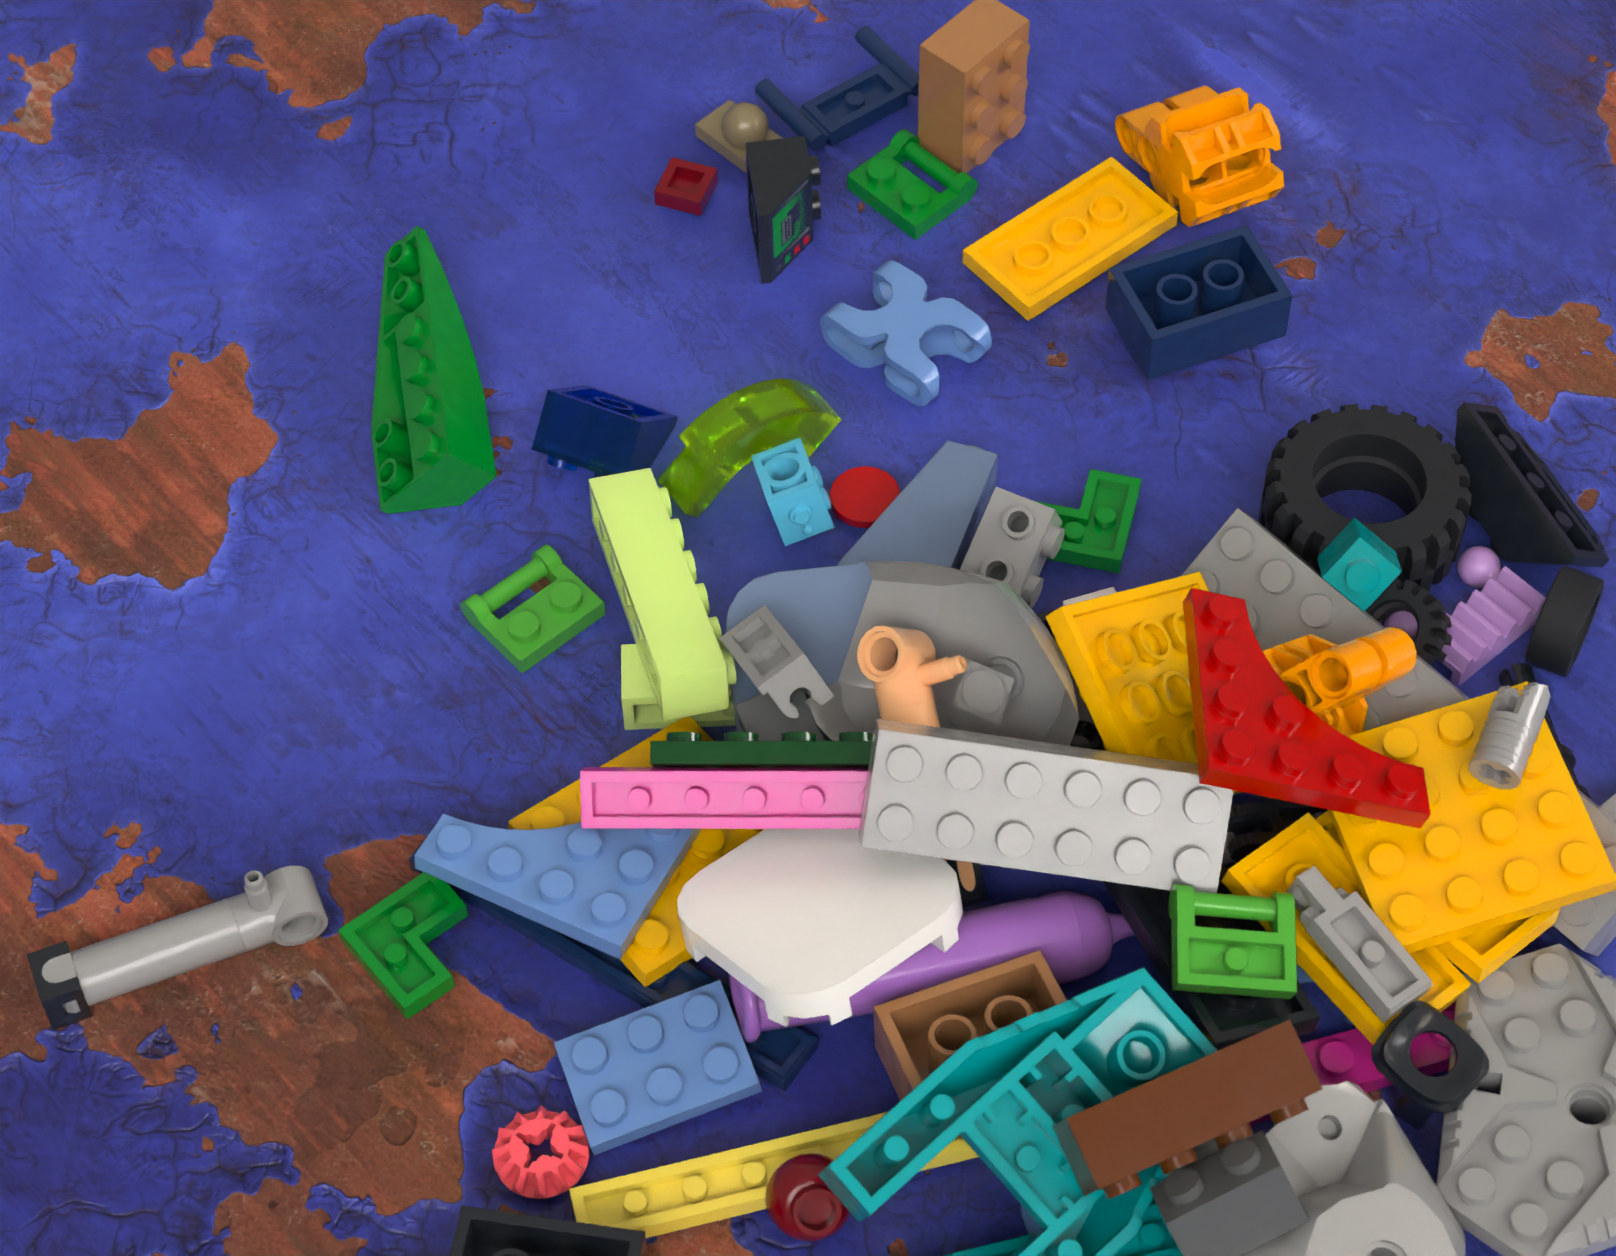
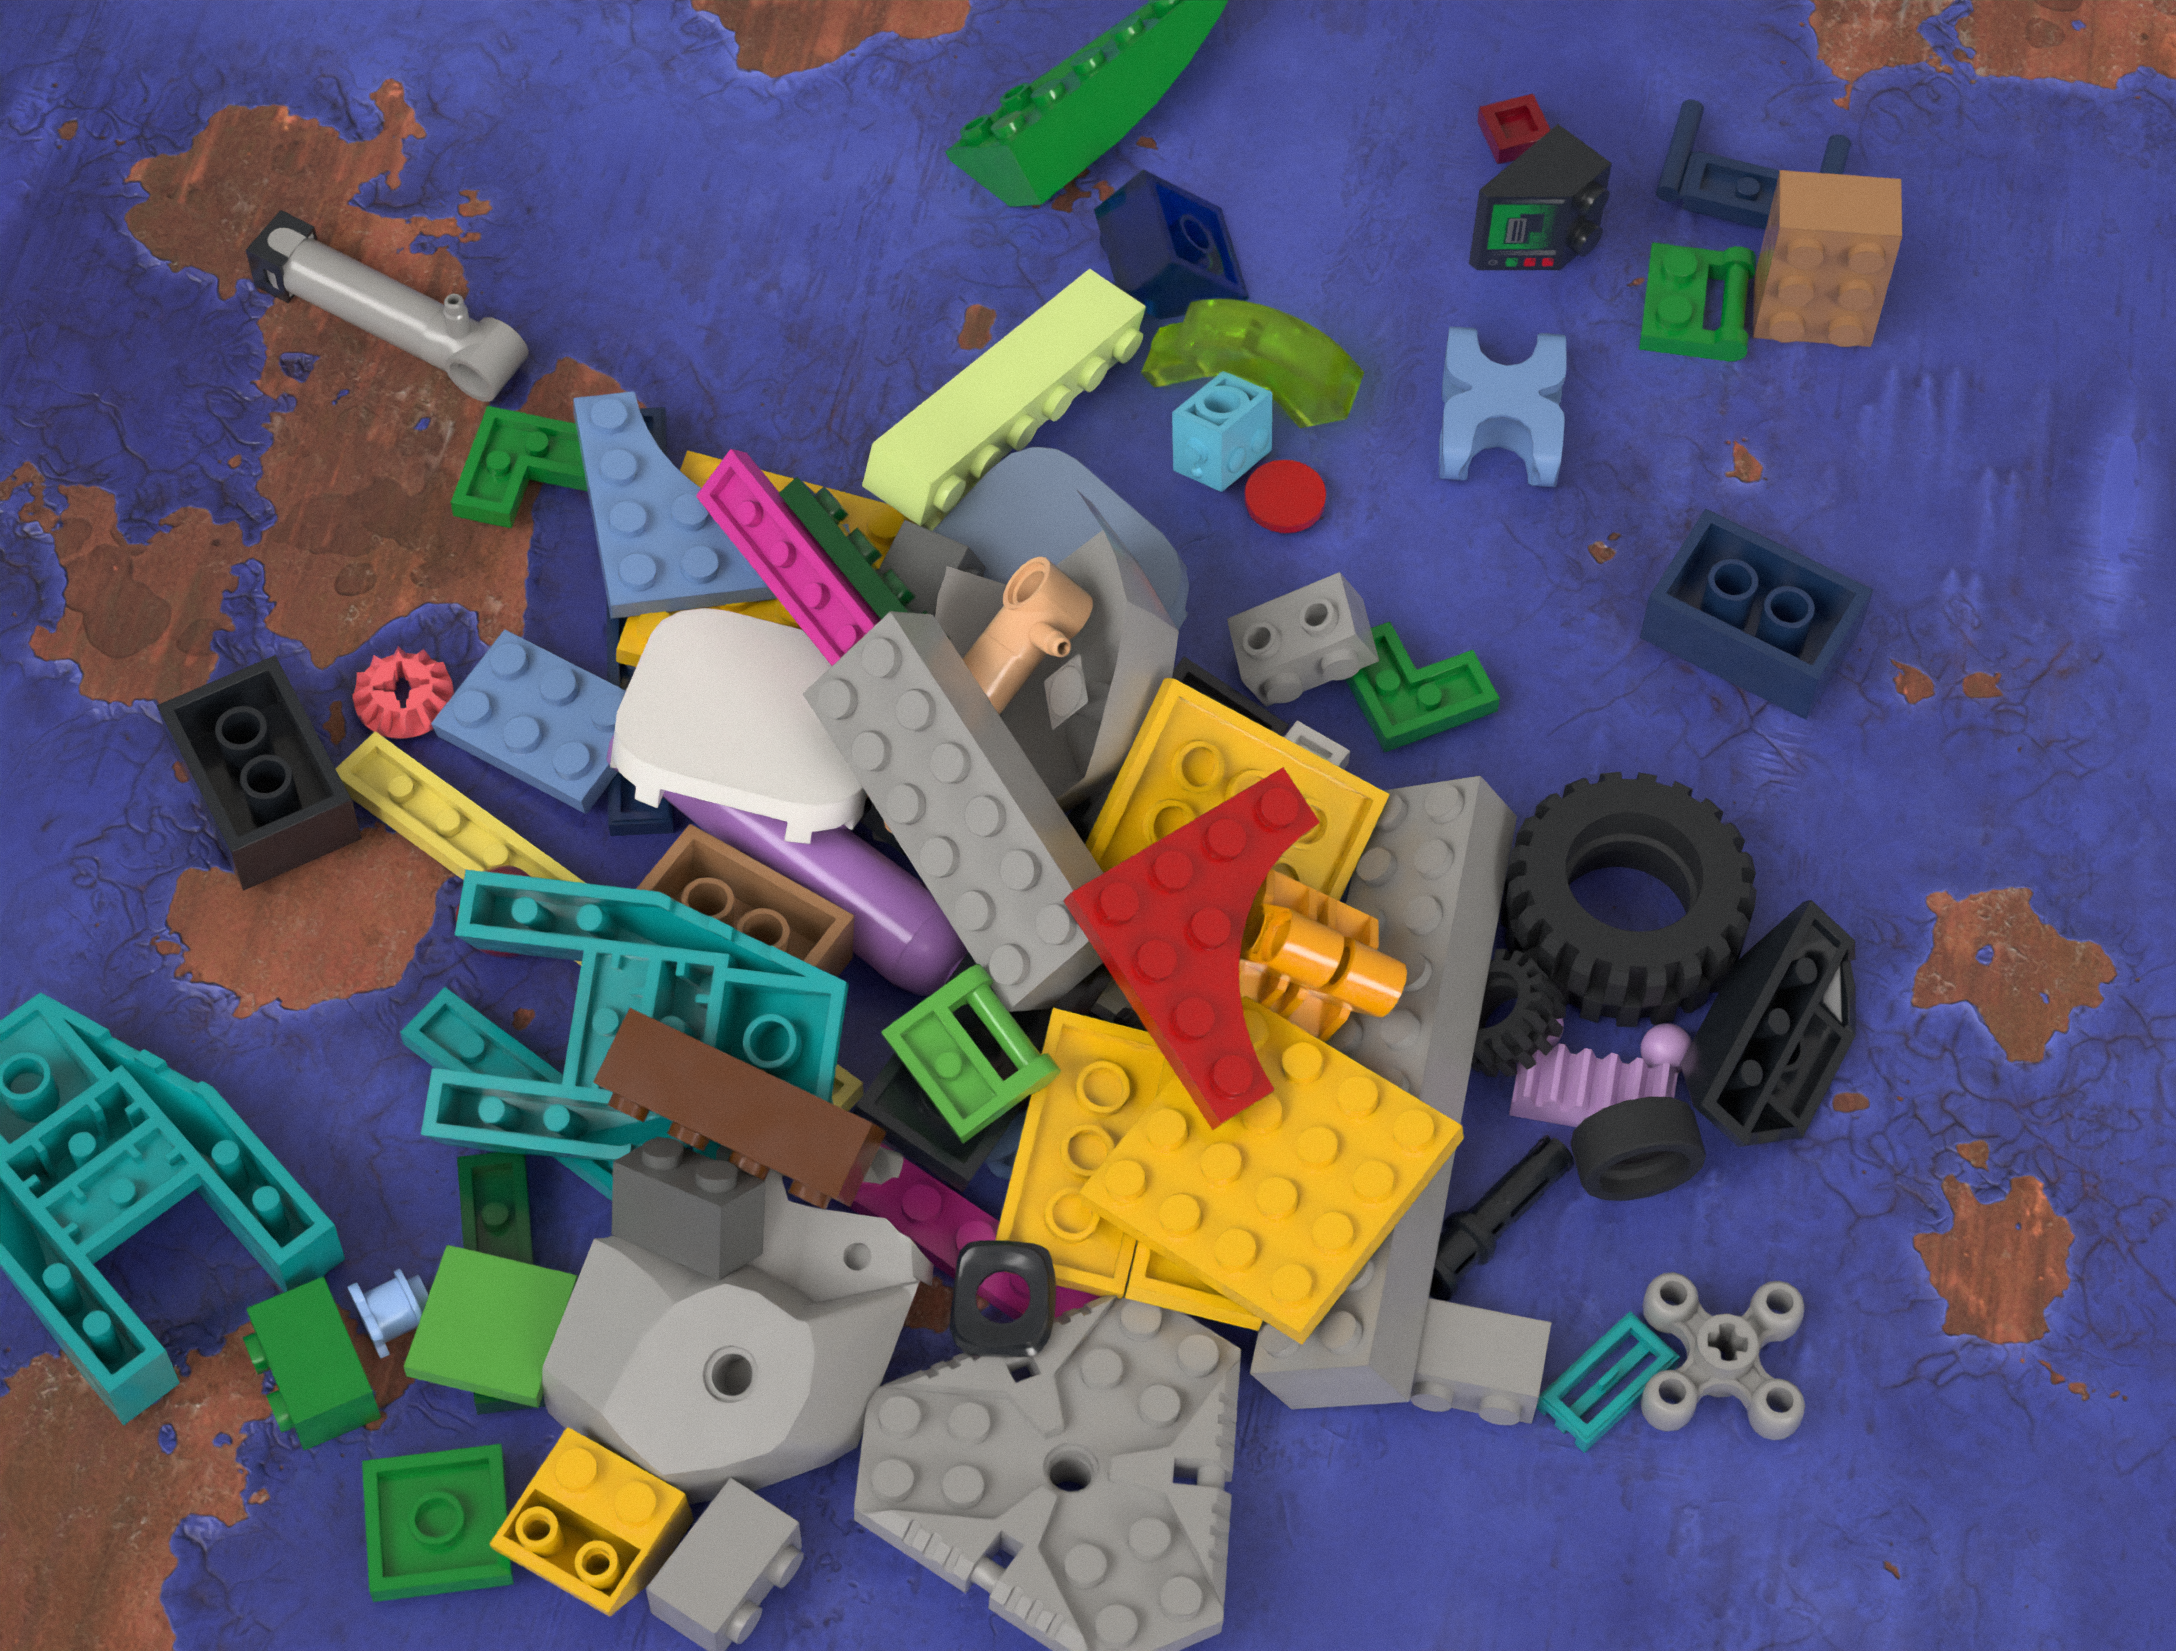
camera: 50 degrees right, 5 degrees up
(541, 621) = (931, 344): bright green plate -> none
(733, 126) = (1623, 136): dark tan tile -> none
(774, 660) = (968, 515): light grey hinge -> none
(935, 511) = (1257, 557): sand blue slope -> none
(1069, 238) = (1751, 466): yellow plate -> none
(1204, 151) = (1951, 505): light orange connector -> none
(1359, 564) = (1505, 916): teal brick -> none
(1359, 945) = (1058, 1164): light grey hinge -> none
(1509, 735) = (1366, 1135): light grey hinge -> none

